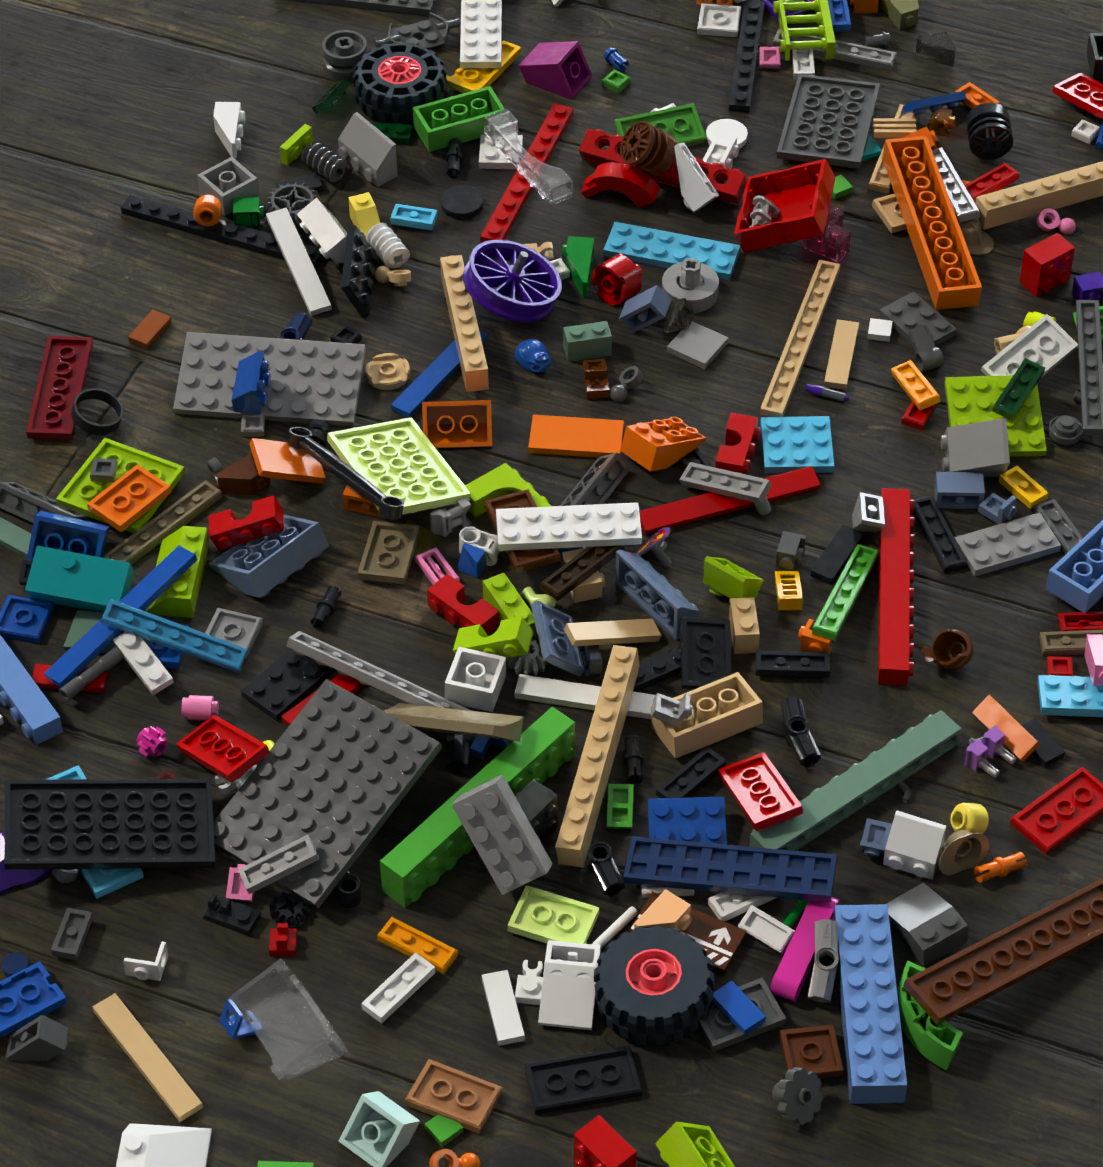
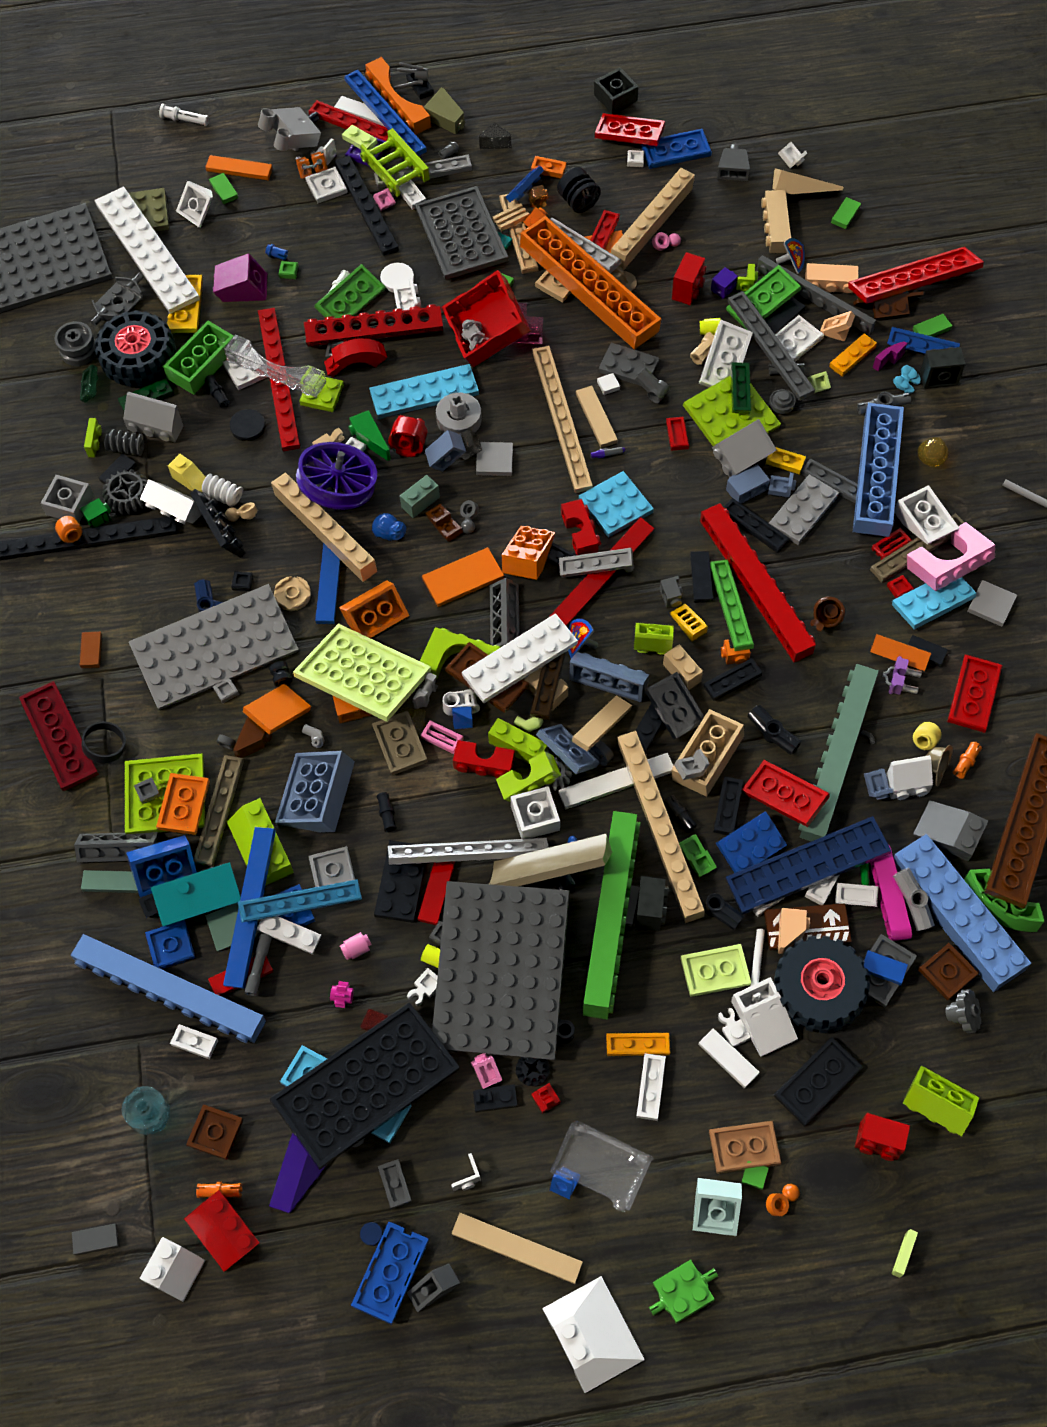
camera: 30 degrees left, 15 degrees up
(223, 748) = (401, 972): red plate -> none
(228, 125) = (27, 447): white slope -> none
(251, 384) = (211, 666): blue slope -> none
(263, 521) = (297, 769): red arch -> none
(278, 864) = (511, 1045): light grey plate -> none
(298, 261) = (165, 536): white tile -> none
(310, 506) = (316, 735): none -> light grey arm
(389, 506) = (274, 687): black piece -> none
(413, 217) = (222, 455): medium azure plate -> none
(502, 834) = (652, 933): light grey brick -> none
(563, 212) = (326, 398): none -> lime plate
(648, 148) = (365, 320): reddish brown wheel -> none
(693, 181) = (411, 332): white slope -> none
(868, 513) = (706, 536): light grey slope -> none
(915, 385) = (664, 416): light orange tile -> none

